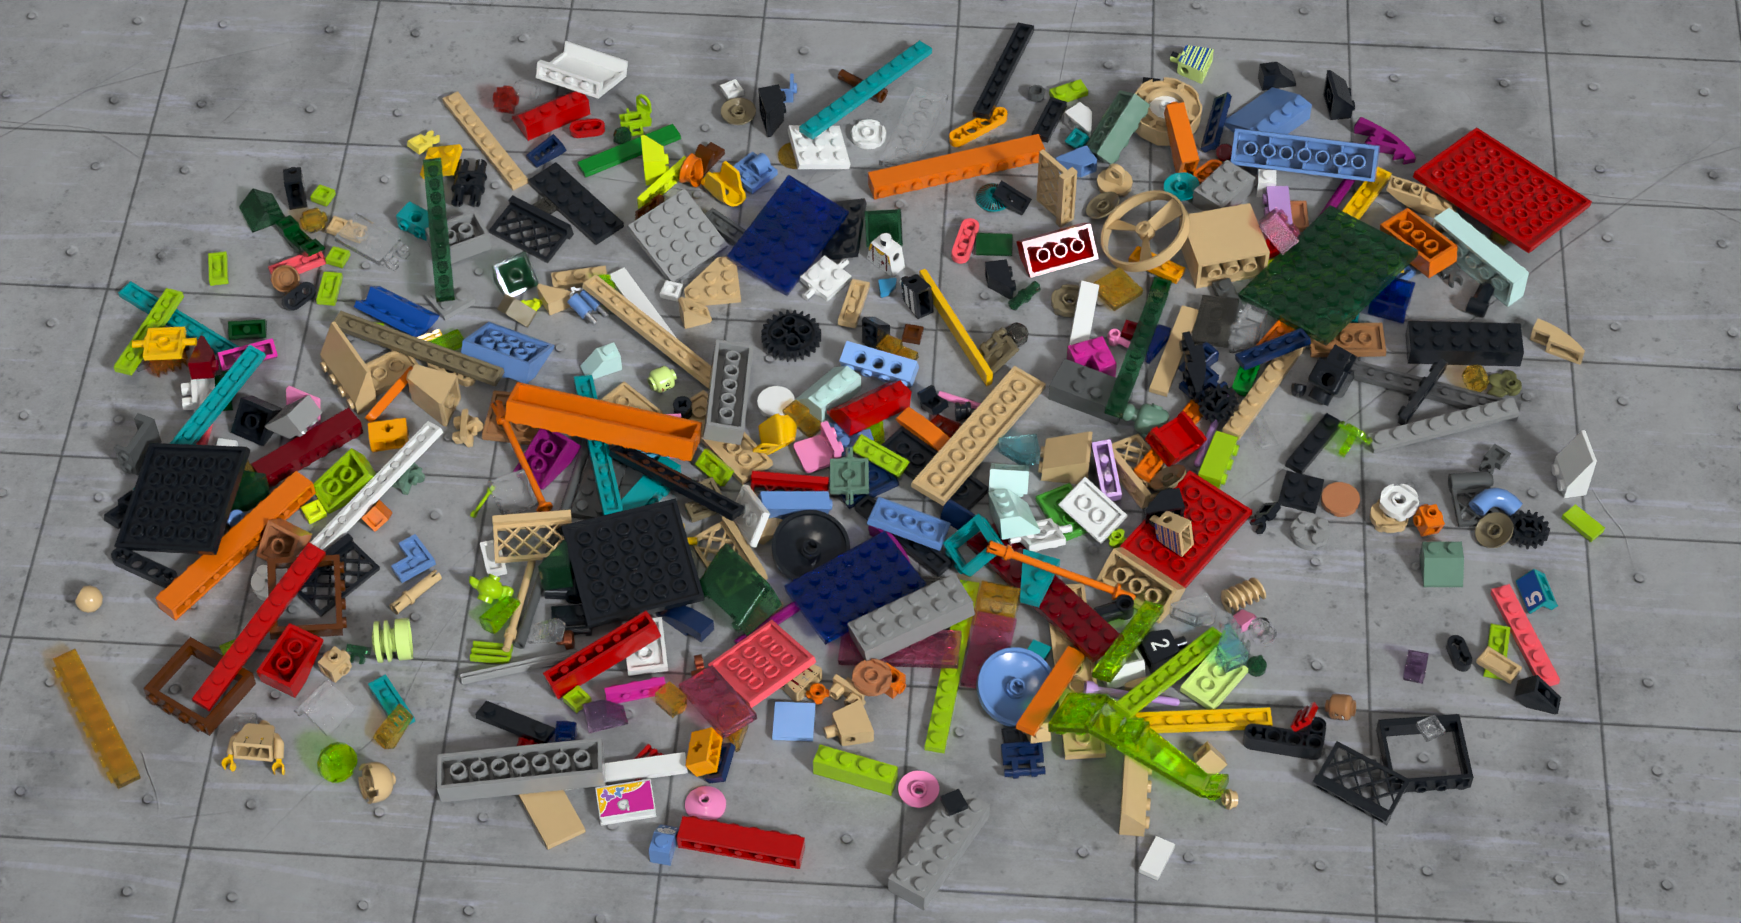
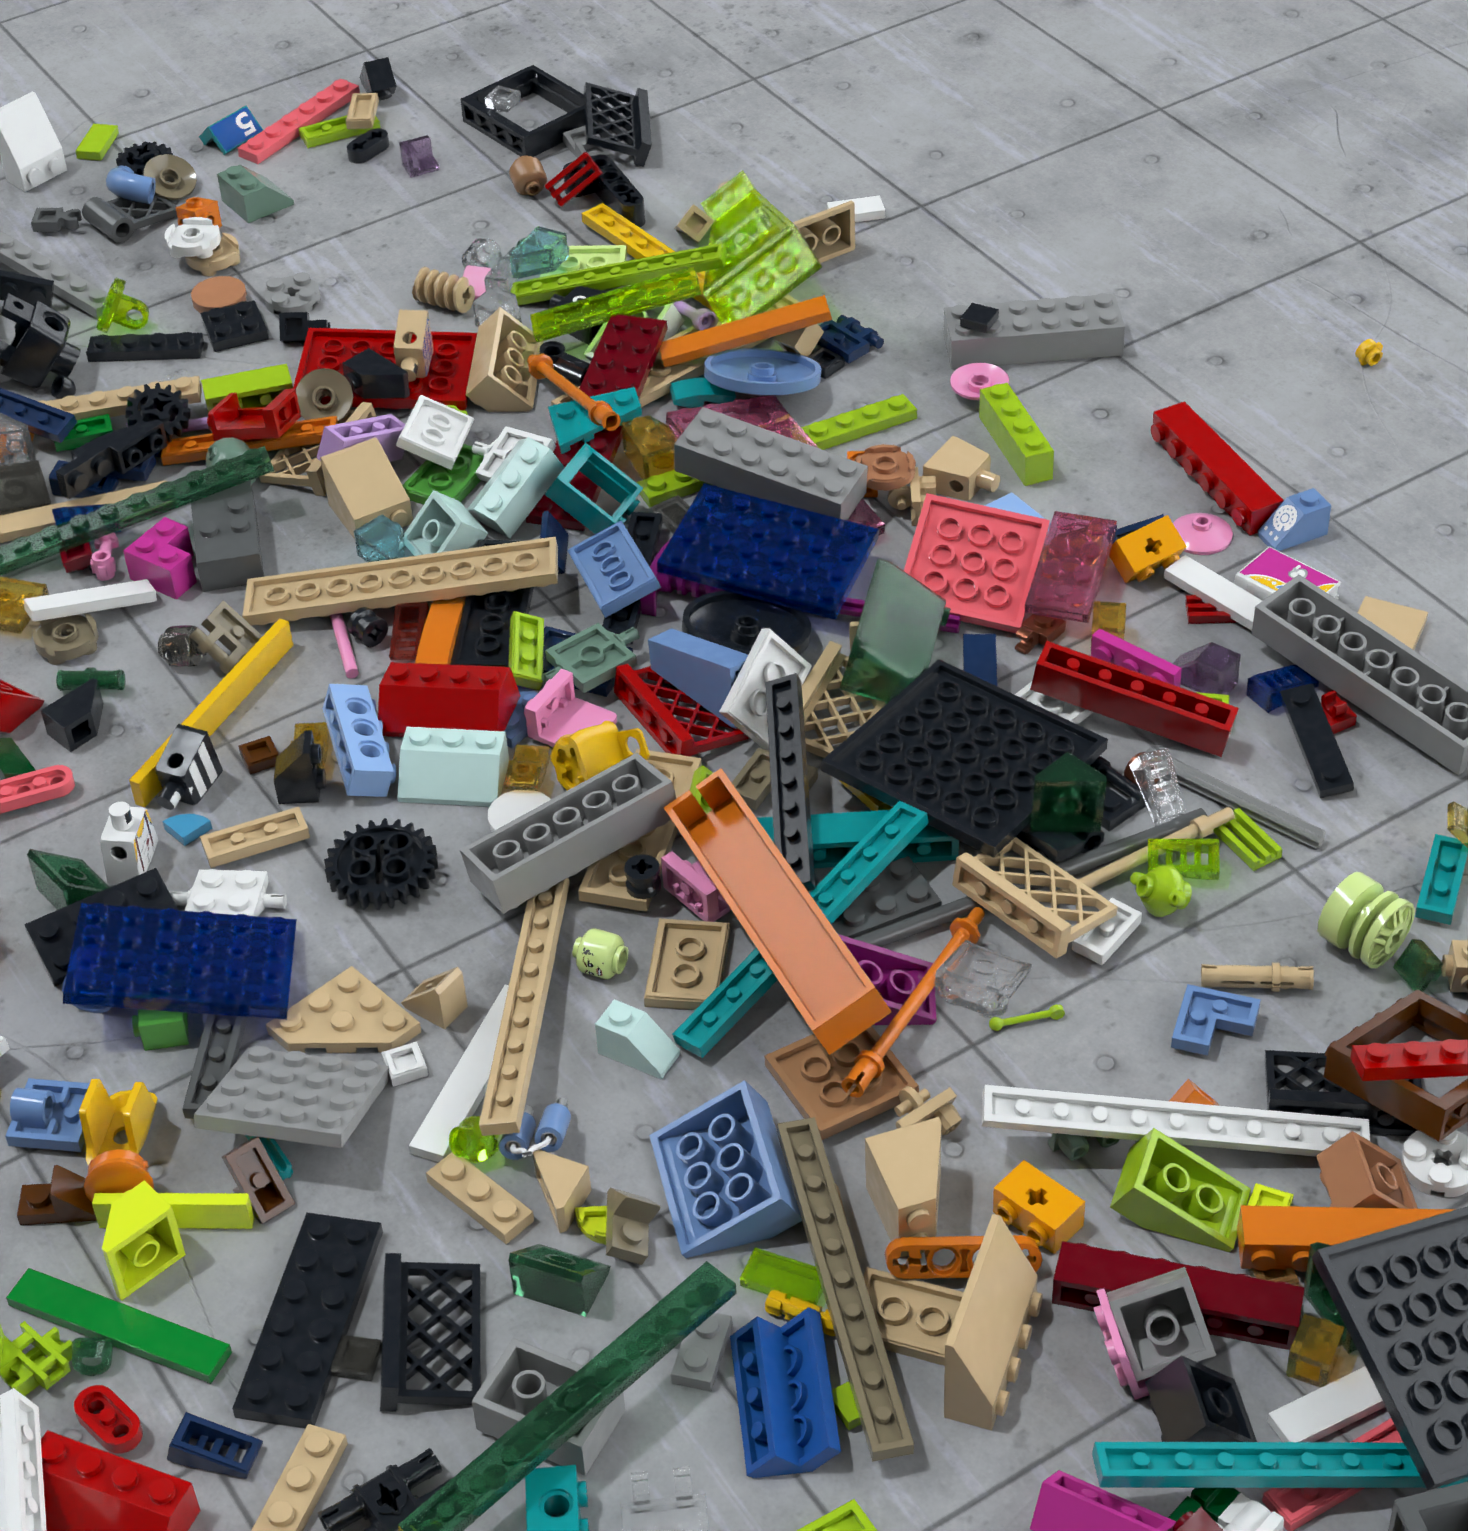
camera: 125 degrees left, 10 degrees down
(931, 401) = (376, 659): black bracket -> none

